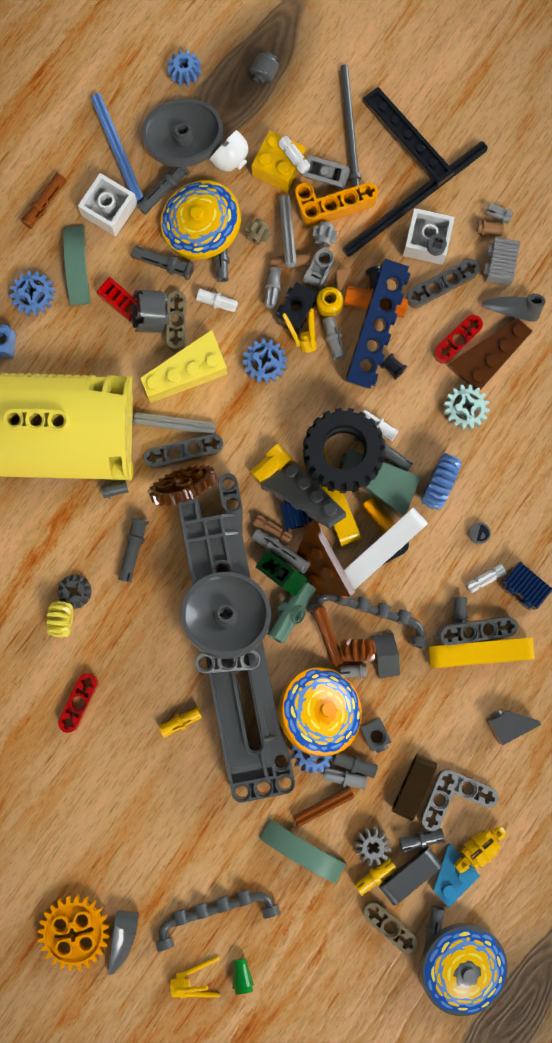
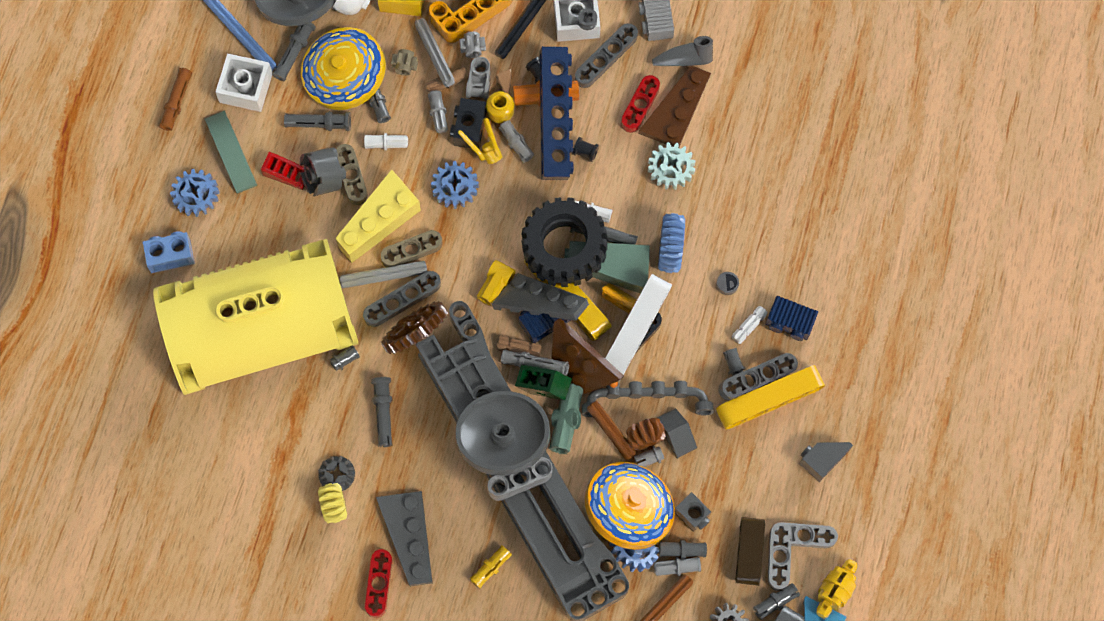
camera: 20 degrees left, 10 degrees down
(119, 667) = (408, 531): none -> dark grey wing
(200, 401) = (424, 237): none -> dark tan beam

